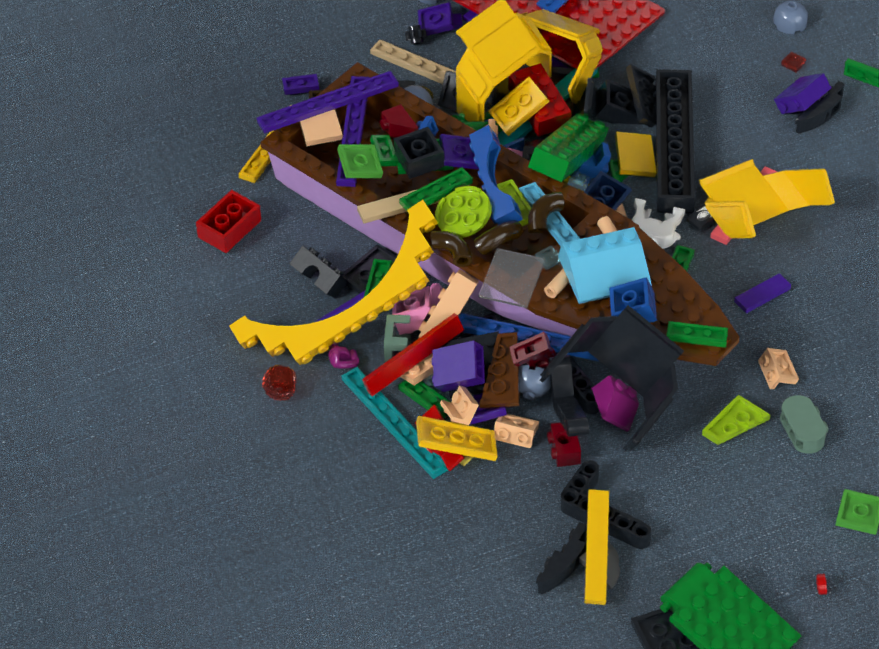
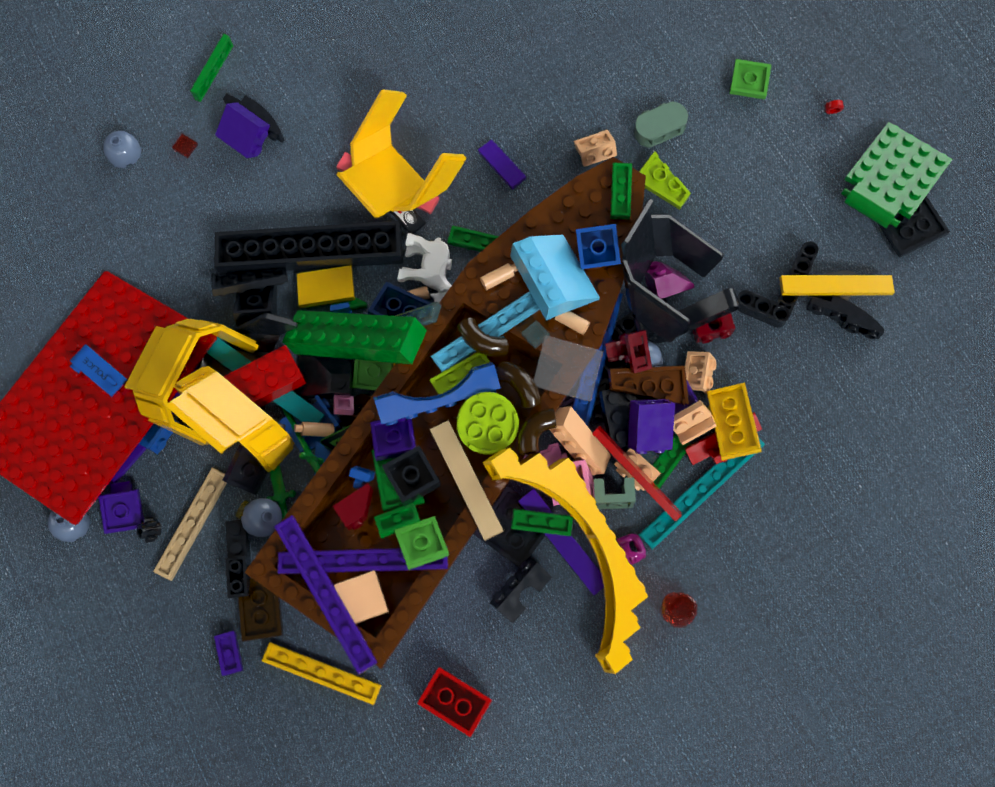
camera: 90 degrees left, 25 degrees up
(437, 189) = (457, 455): green tile -> none
(518, 106) = (280, 397): yellow tile -> none

